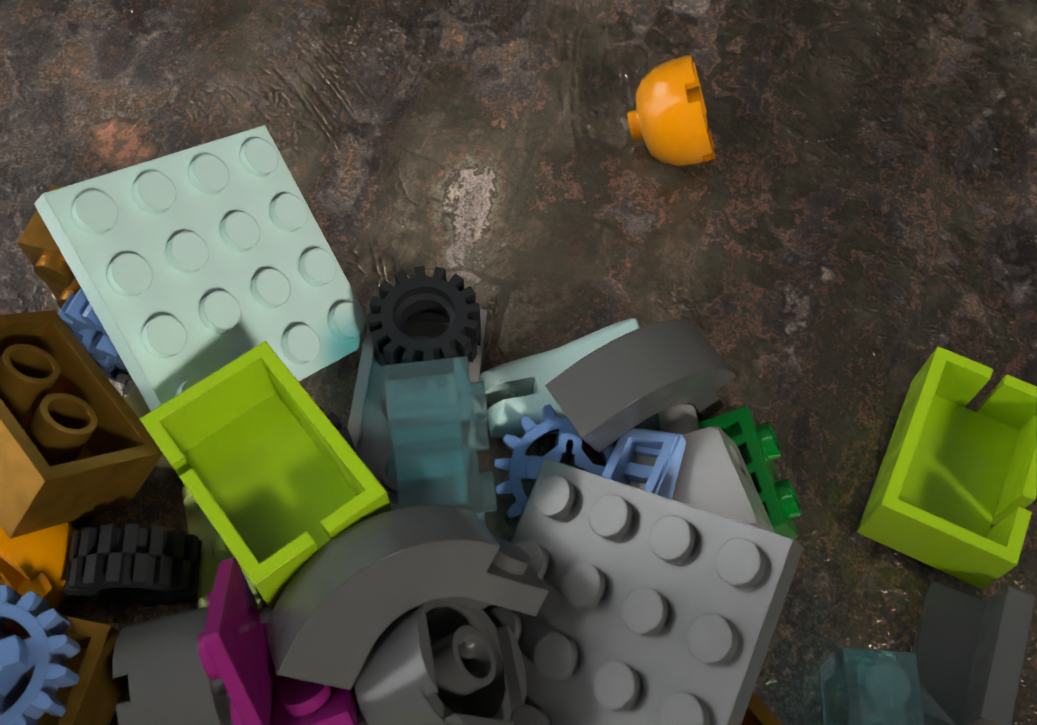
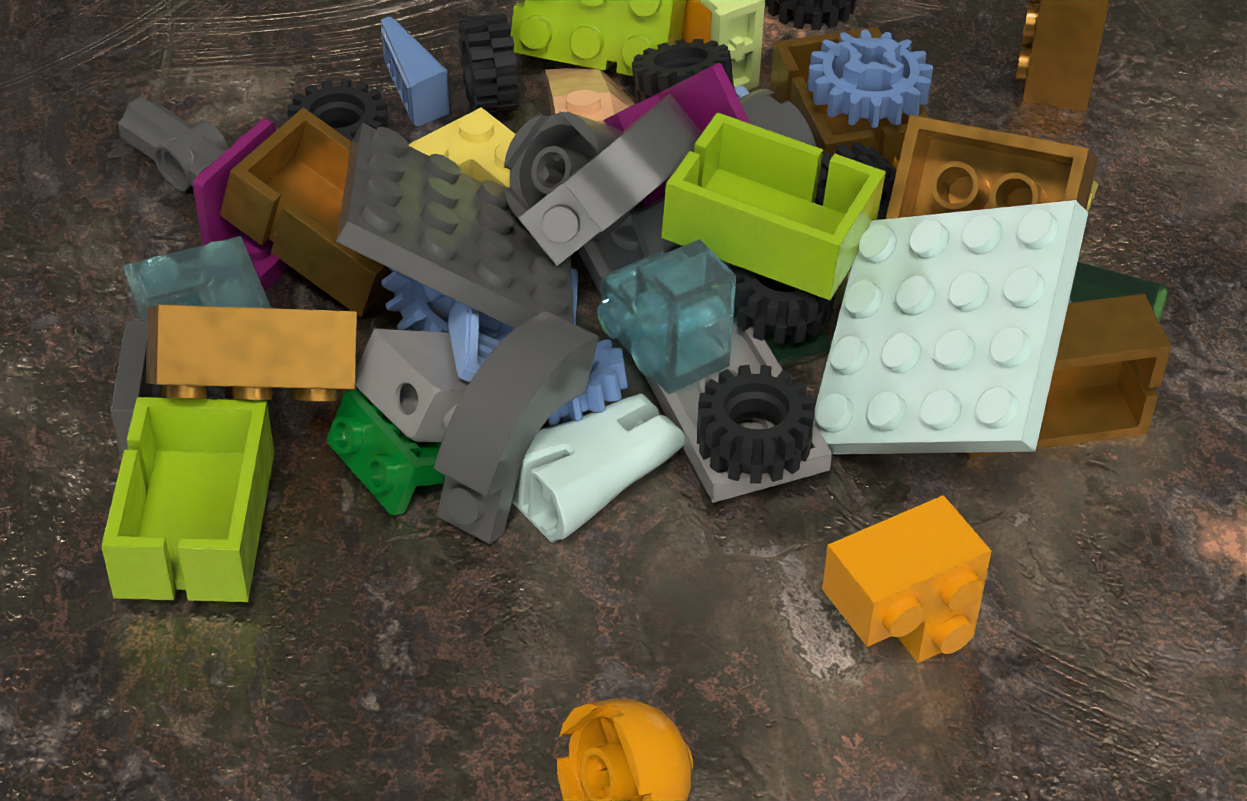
camera: 155 degrees right, 15 degrees down
(407, 129) = (911, 579): none -> light orange brick
(902, 574) = (250, 351): none -> pearl gold brick

